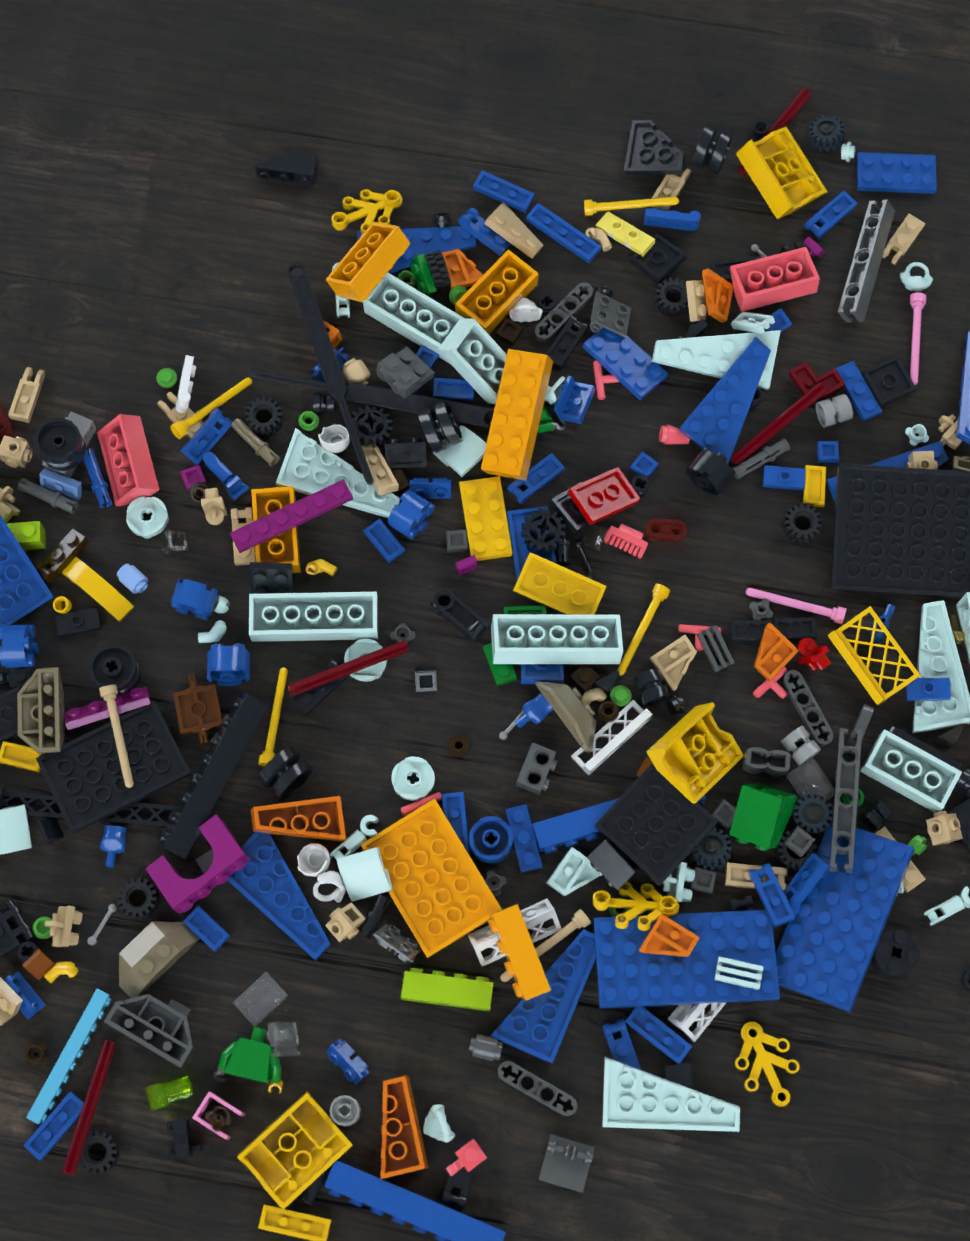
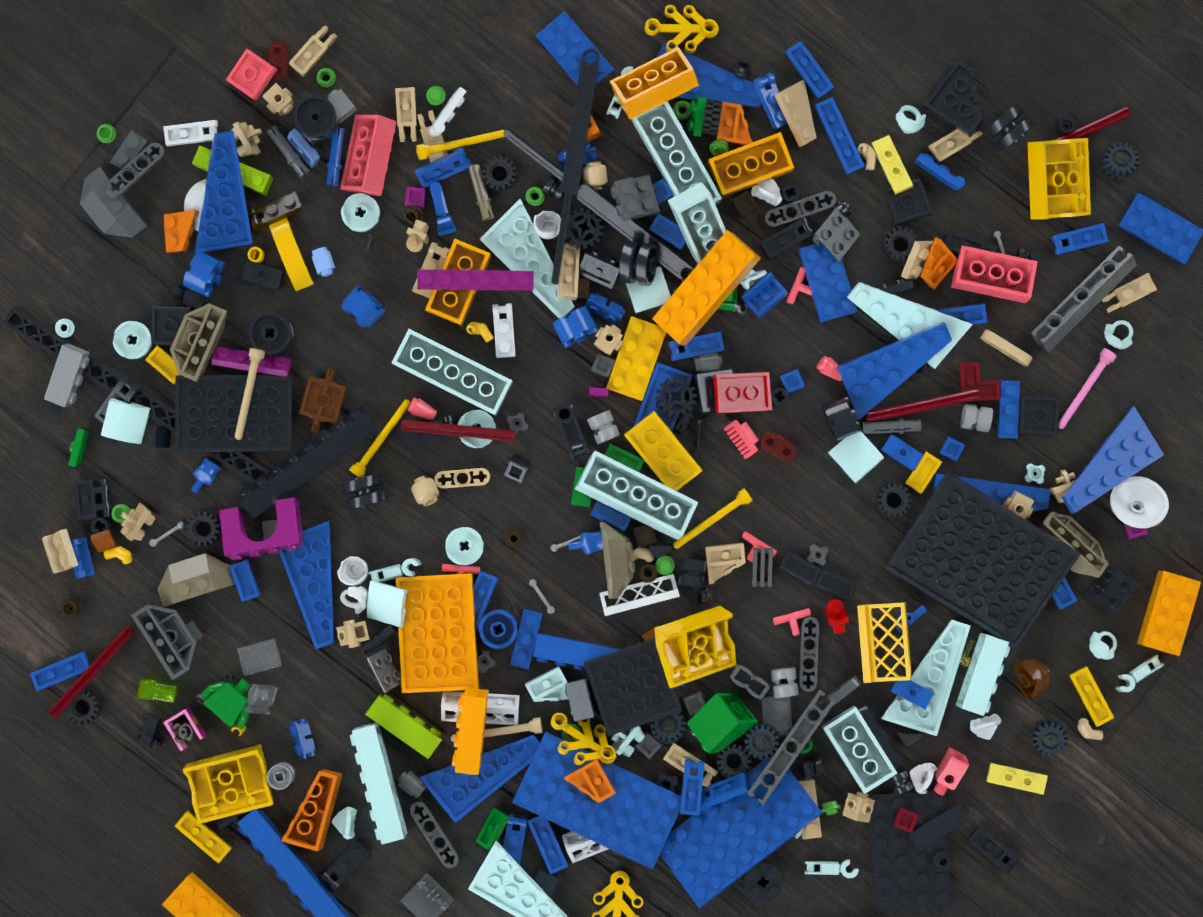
camera: 30 degrees right, 15 degrees up
(49, 407) = (326, 71): none -> bright green plate
(68, 1057) = (93, 624): medium azure piece -> none
(145, 405) = (406, 111): none -> tan hinge
(215, 633) = (367, 343): light aqua arm -> none
(221, 605) = (383, 321): light aqua hinge -> none
(228, 664) = (364, 377): blue brick -> none
(270, 278) = (567, 44): none -> blue plate
(271, 578) = (433, 324): black plate -> none
(301, 668) = (421, 409): none -> coral cone
(307, 819) = (365, 537): orange wedge -> none
(344, 557) = (504, 331): none -> white plate
(345, 744) = (425, 491): none -> tan head
(375, 723) = (448, 474): none -> tan beam
(384, 541) = (543, 335): blue plate -> none
(449, 511) = (603, 344): none -> tan brick
(452, 1060) = (379, 783): none -> light aqua brick
(468, 1157) = (355, 858): coral plate -> none
(488, 594) = (603, 427): none -> light grey wheel
(531, 797) = (550, 609): none -> light grey hinge
(532, 767) = (562, 586): dark grey brick -> none
(555, 486) = (708, 363): none -> dark grey brick
(592, 207) = (877, 124): yellow piece -> none
(594, 1049) = (492, 828): none -> green plate
(619, 189) = (908, 125): none -> light aqua piece
(739, 964) = (618, 824): light aqua tile -> none
(743, 501) = (856, 456): none -> light aqua slope
(752, 322) = (950, 307): light aqua tile -> none
(773, 652) = (806, 596): orange wing -> none
(799, 841) = (738, 758): dark grey tile -> none
(813, 248) = (1046, 262): magenta plate -> none
(823, 337) = (1006, 348): none -> tan beam
(836, 614) = (876, 590): bright pink piece -> none
(847, 151) = (1129, 187): light aqua plate -> none

